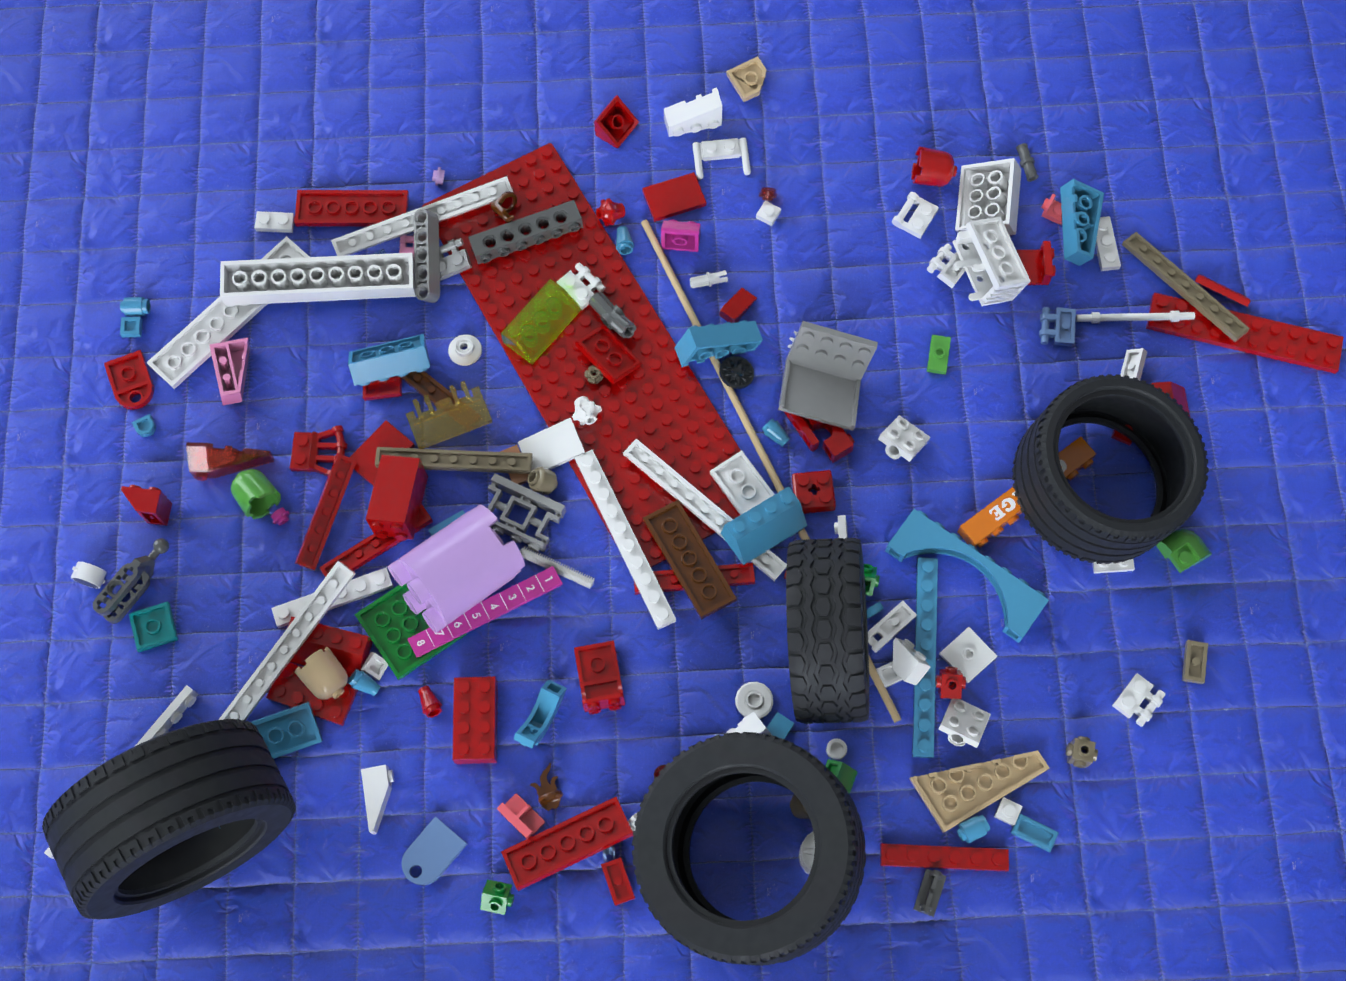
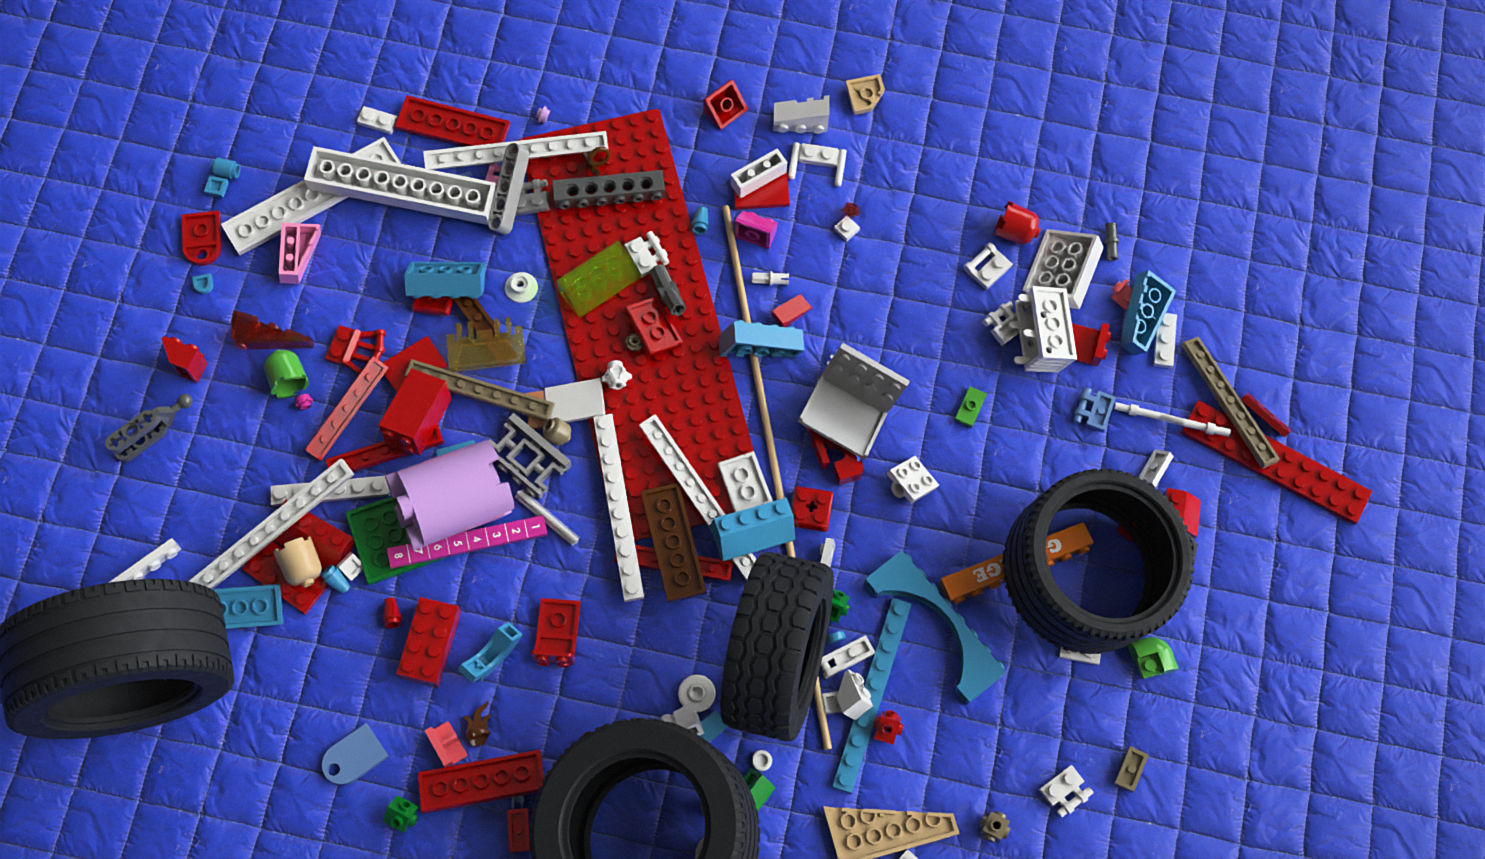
camera: 10 degrees right, 0 degrees up
(88, 575) = (111, 411): white piece -> none
(153, 626) = (157, 475): teal tile -> none
(377, 790) = (319, 683): white slope -> none
(610, 211) = (695, 189): red rock -> none
(669, 180) = (758, 173): none -> white brick
(736, 372) = (771, 374): black wheel -> none
(776, 432) = (791, 441): dark azure cone -> none
(964, 723) = (889, 768): white plate -> none
(968, 654) = (914, 704): white plate -> none

